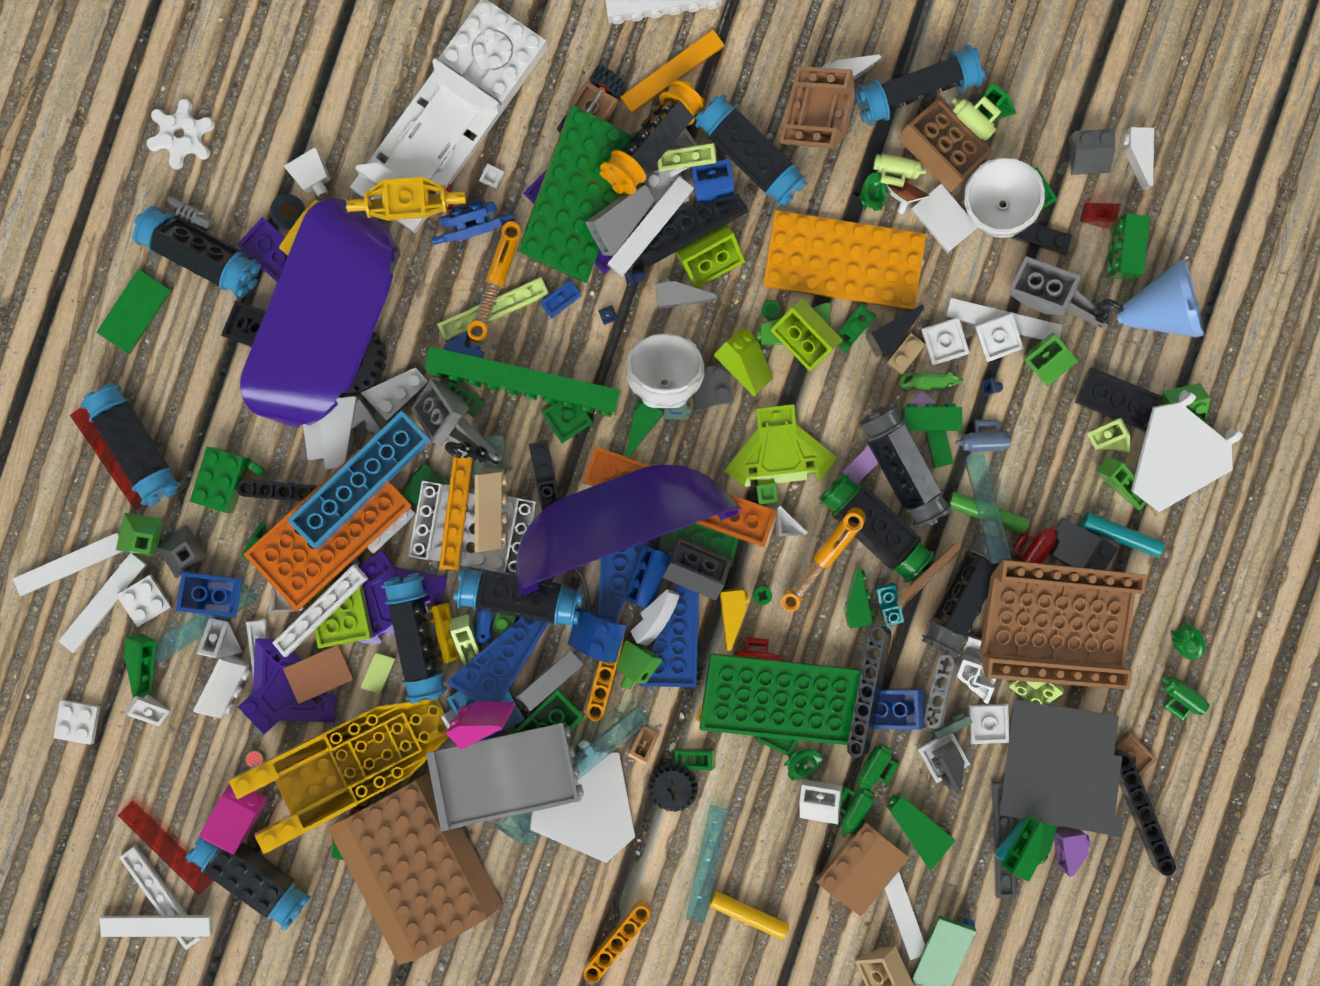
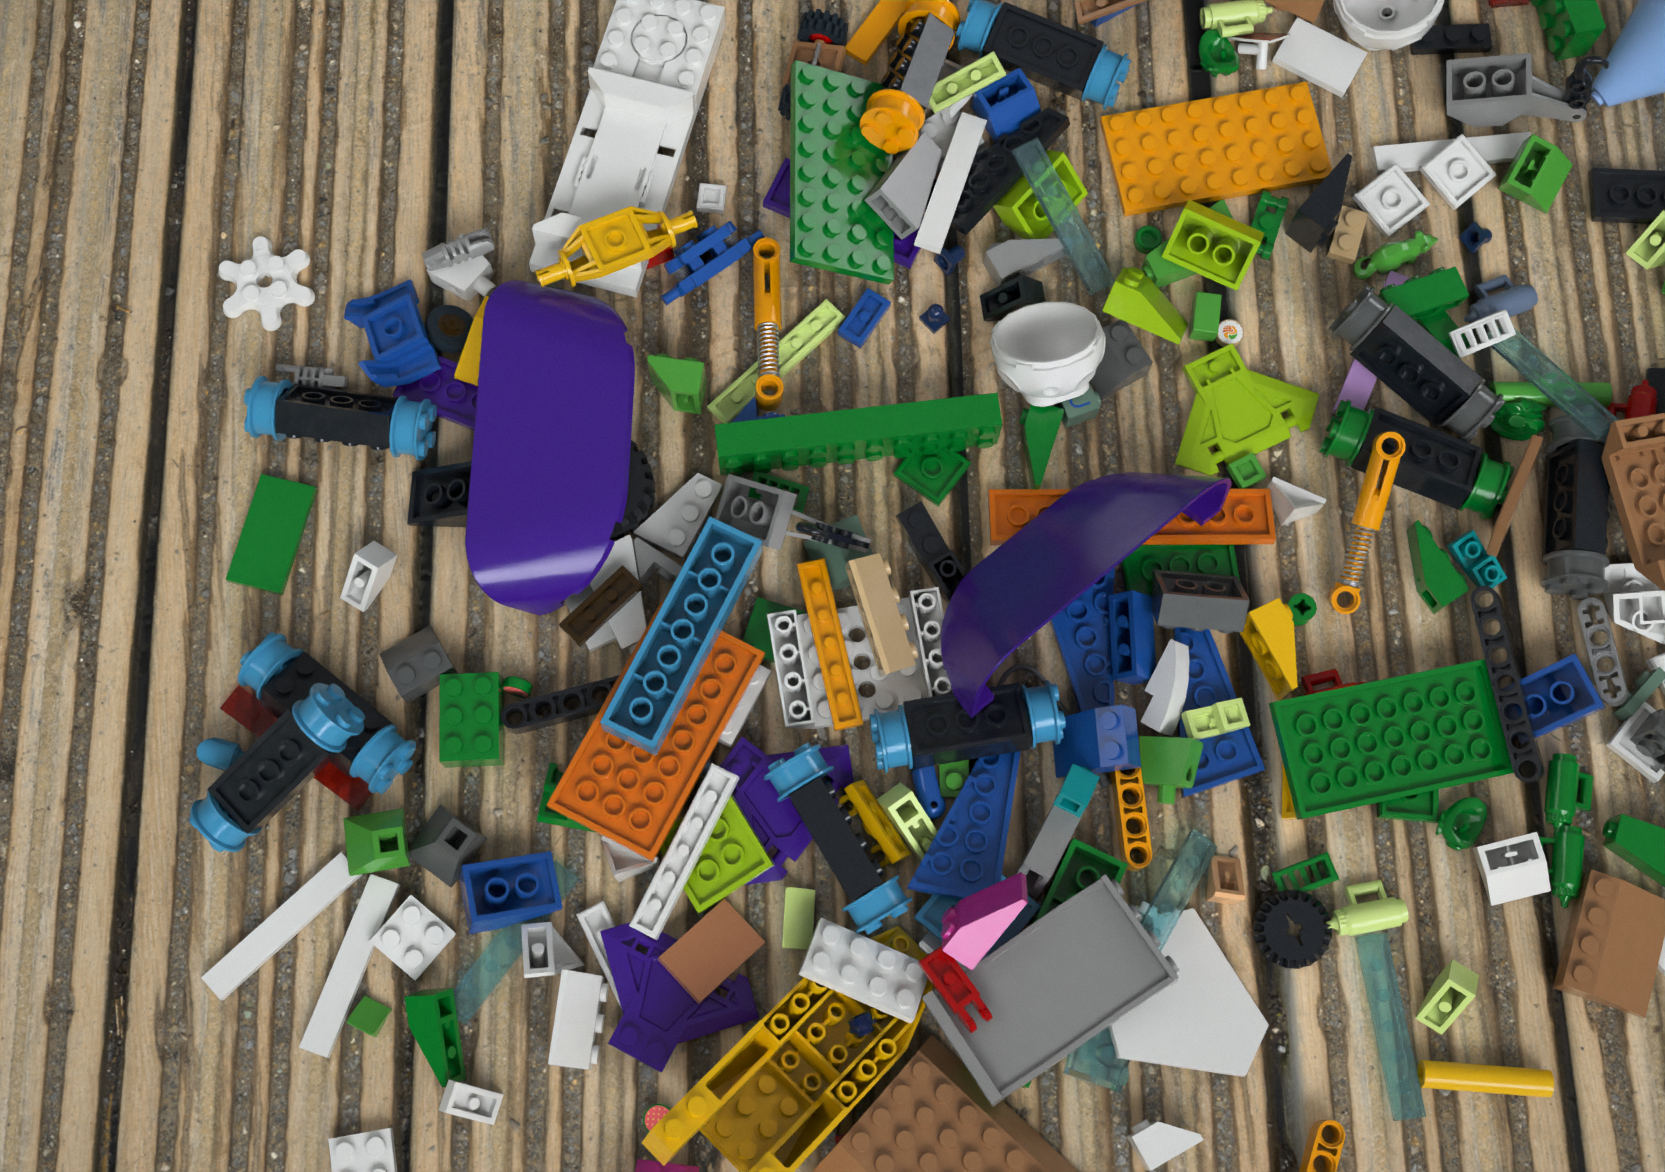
camera: 25 degrees left, 15 degrees down
(66, 448) = (218, 752): none -> dark azure arm
(86, 473) = (276, 767): none -> brick
(104, 638) = (369, 1016): none -> bright green slope
(185, 361) = (367, 575): none -> white slope
(198, 430) = (417, 664): none -> dark grey slope
(249, 204) = (395, 336): none -> blue piece
(307, 161) = (458, 250): none -> light grey hinge
(319, 438) = (601, 606): none -> dark brown plate
(389, 752) = (862, 1024): none -> clear blue plate
(402, 722) = (864, 970): none -> white plate
(422, 306) = (679, 381): none -> bright green slope
(447, 755) = (954, 986): none -> red hinge
(542, 880) = (1160, 1142): none -> white slope
(570, 661) = (1076, 790): none -> teal brick
(663, 322) = (1011, 297): none -> black slope
(677, 647) = (1215, 719): none -> yellowish green slope
(715, 278) = (1063, 216): none -> clear light blue tile
(722, 797) = (1370, 915): none -> yellowish green piece
(748, 861) = (1448, 996): none -> yellowish green slope
(784, 378) = (1205, 316): none -> bright green piece
(796, 395) = (1229, 332): none -> tile
(960, 523) = (1519, 420): none -> green hat
(975, 464) = (1503, 322): none -> white slope

